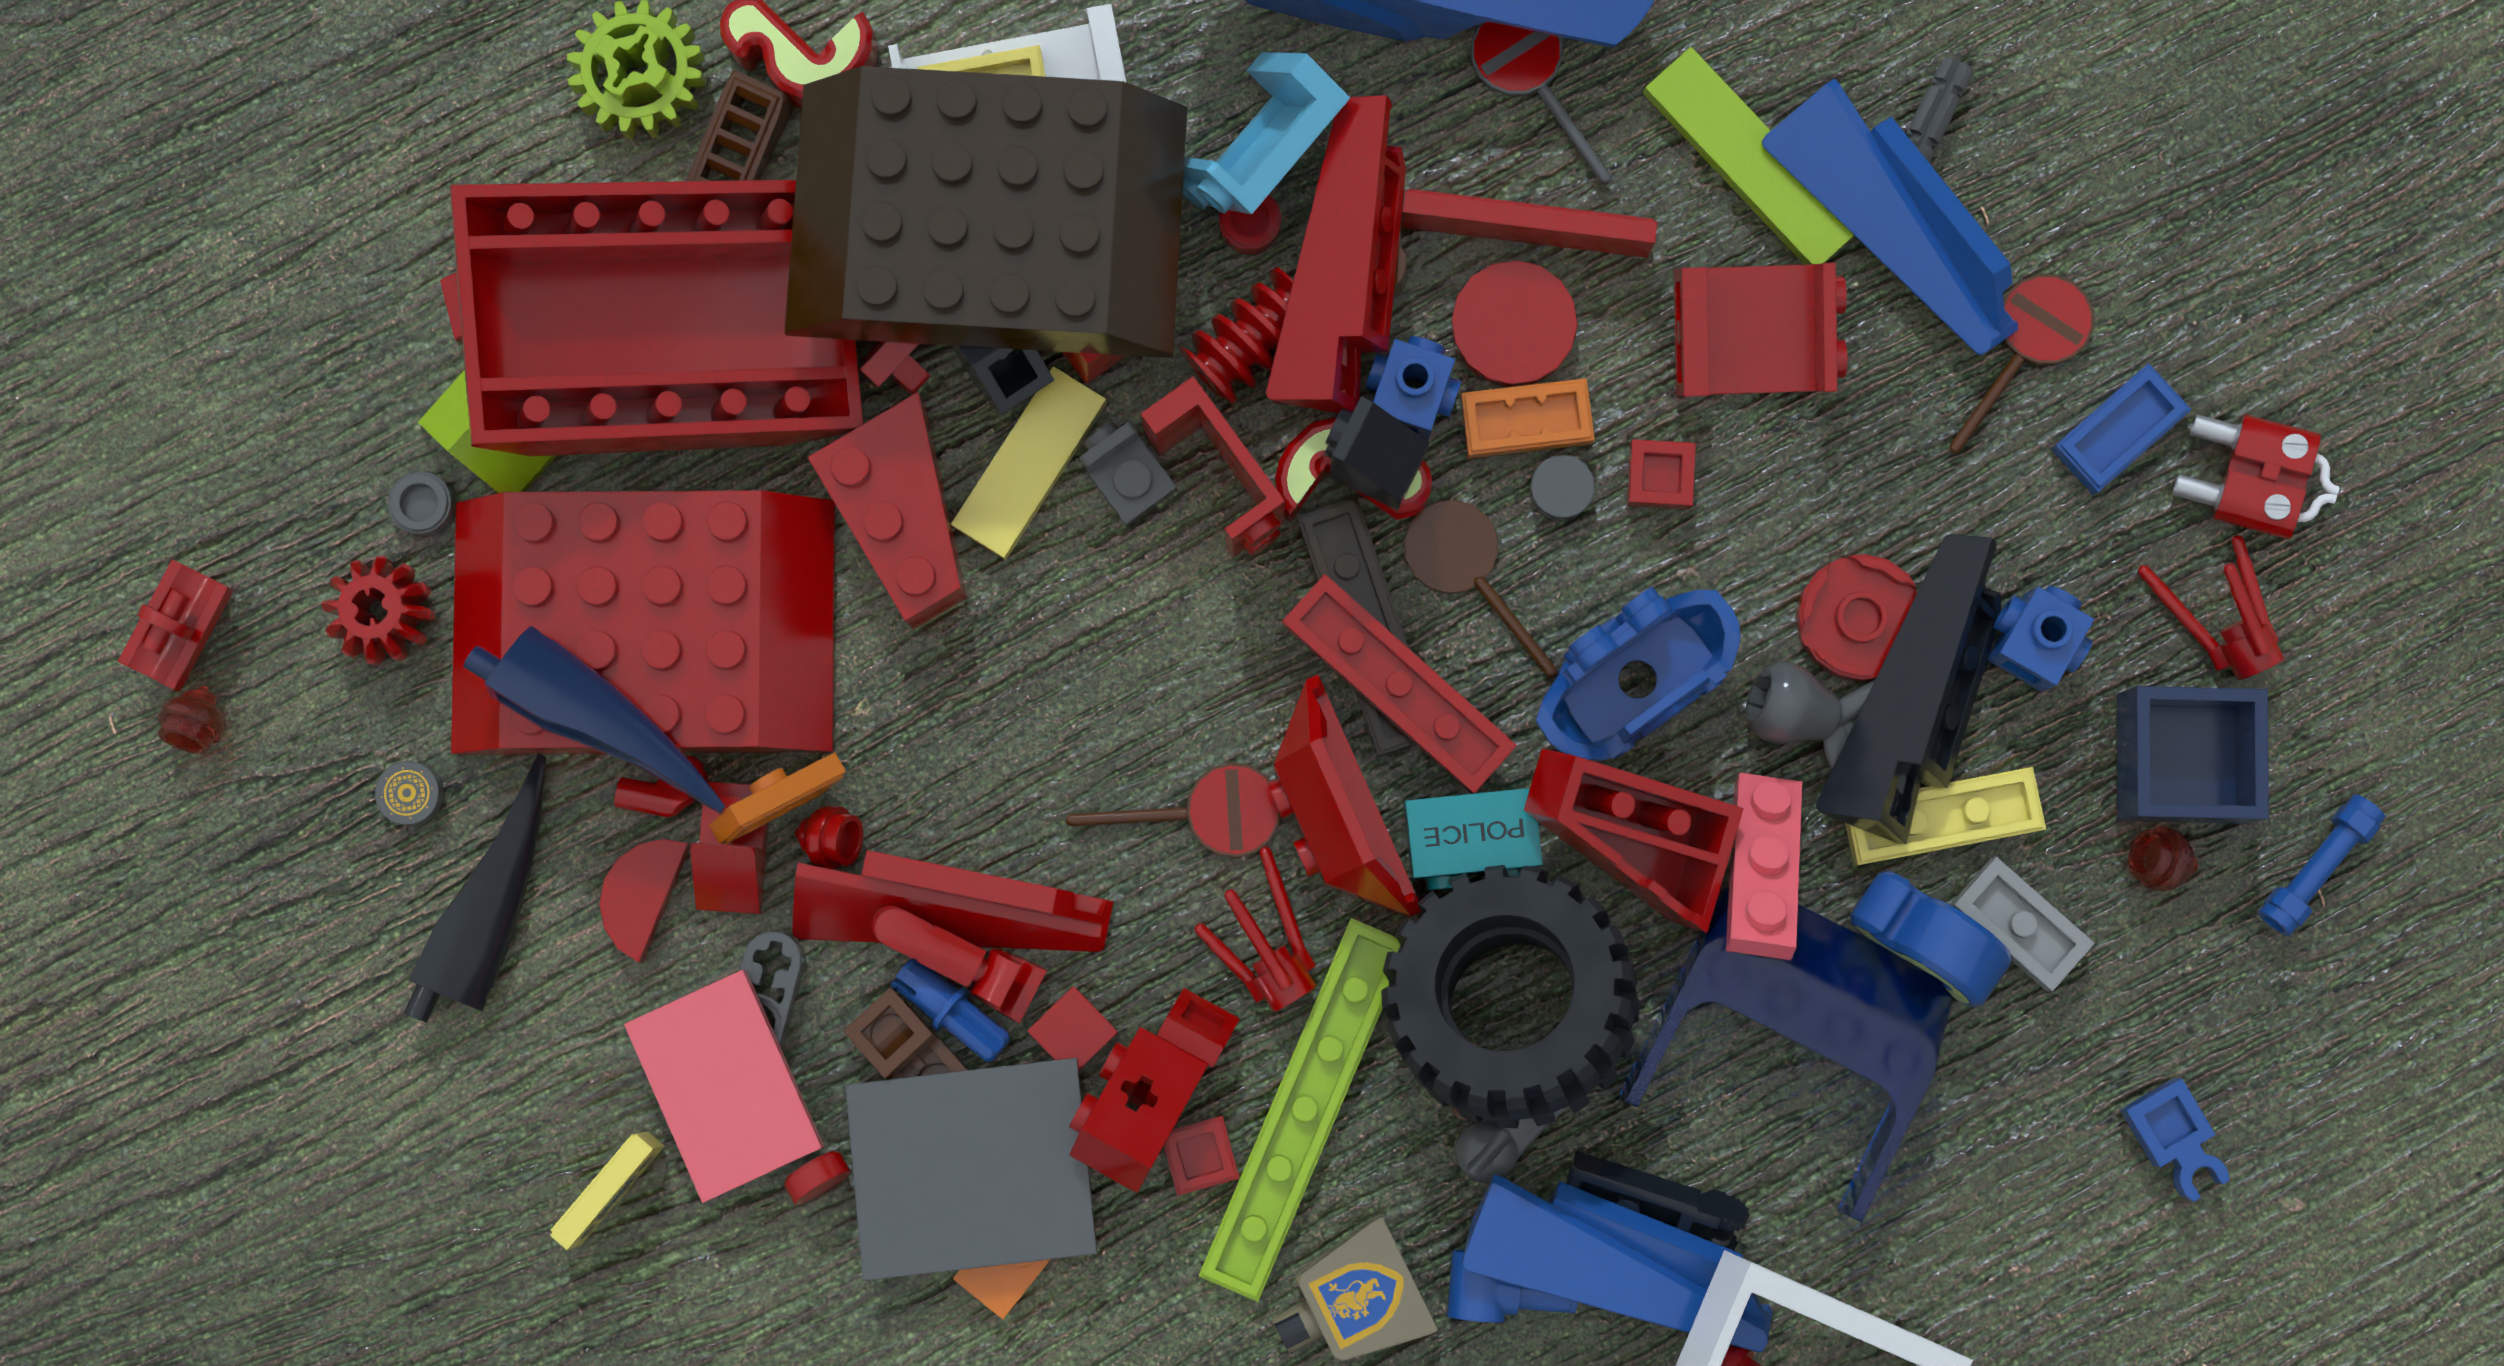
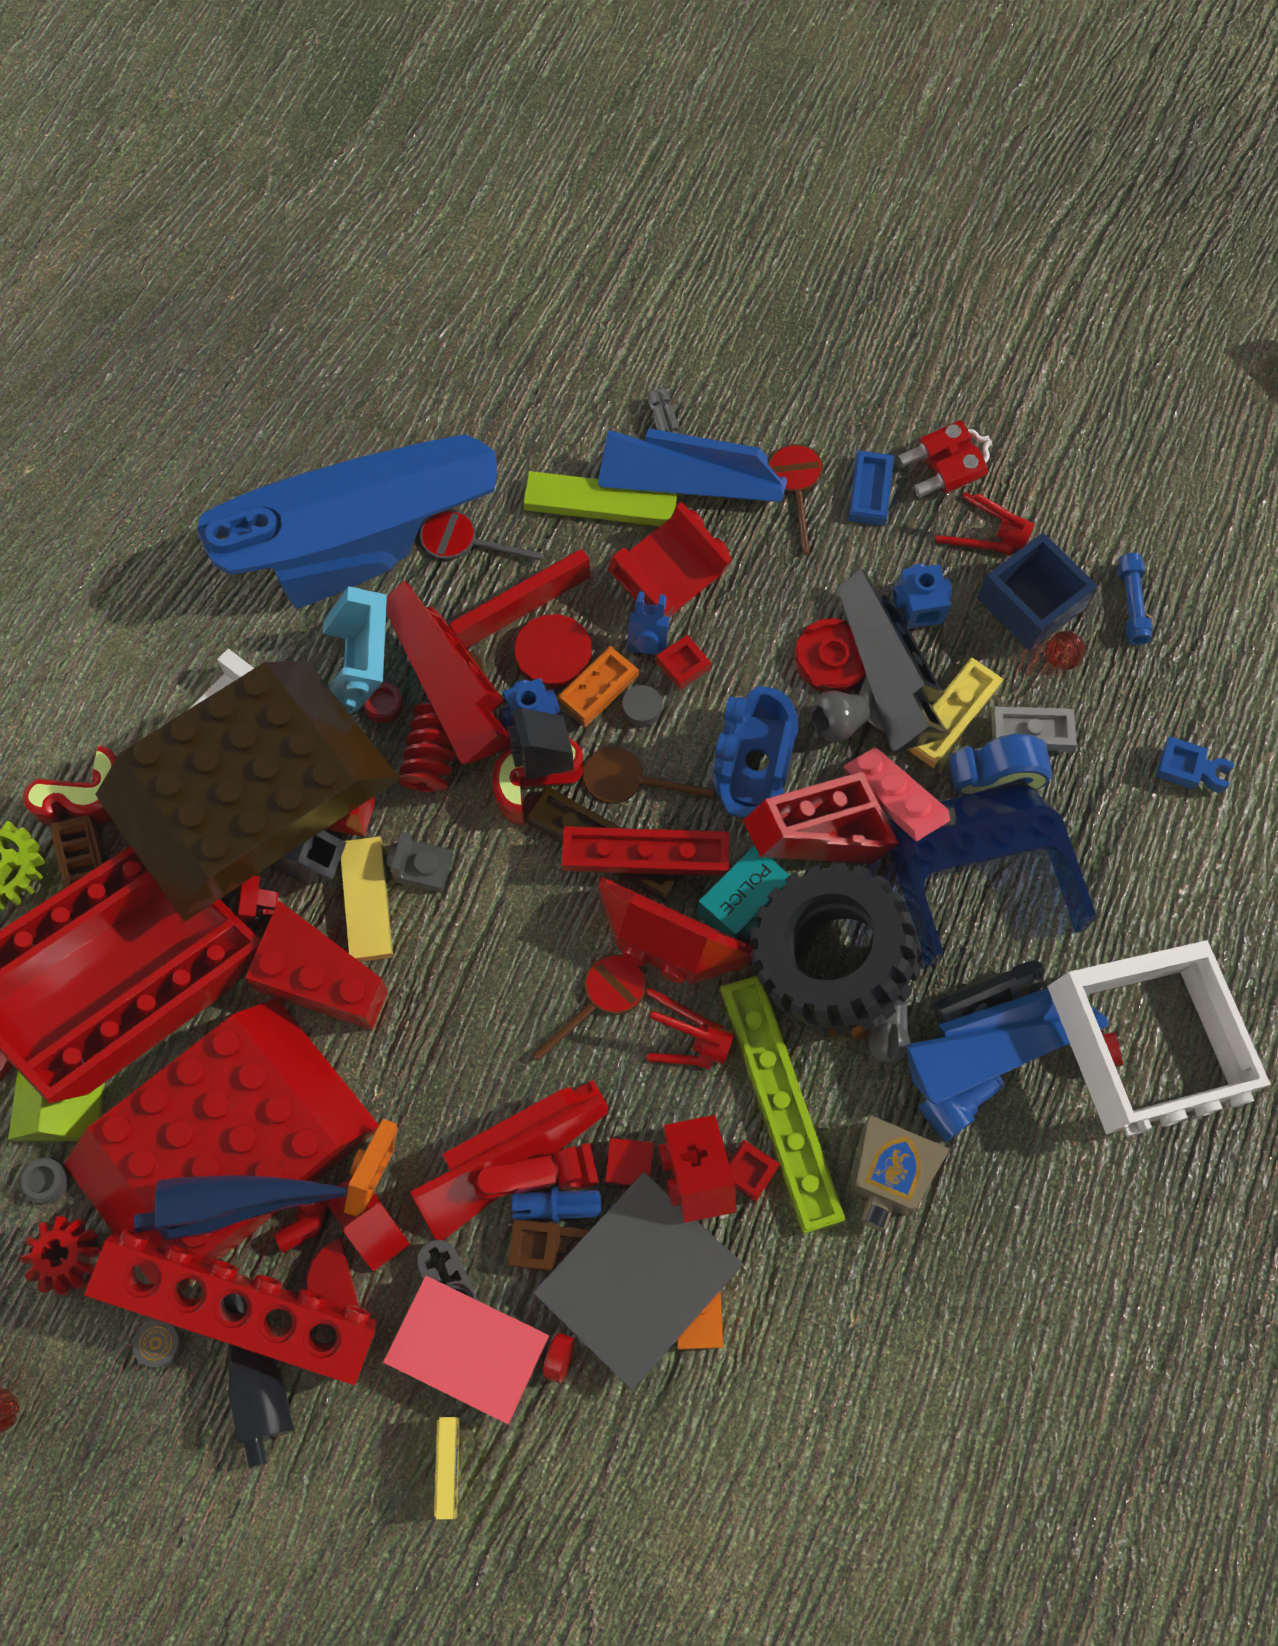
camera: 45 degrees left, 15 degrees down
(475, 821) = (116, 1284): none -> red brick
(831, 837) = (415, 1168): red plate -> none
(1190, 409) = (468, 805): red panel -> none
(1198, 1027) = (692, 1103): red tile -> none
(1652, 395) = (648, 627): none -> blue plate

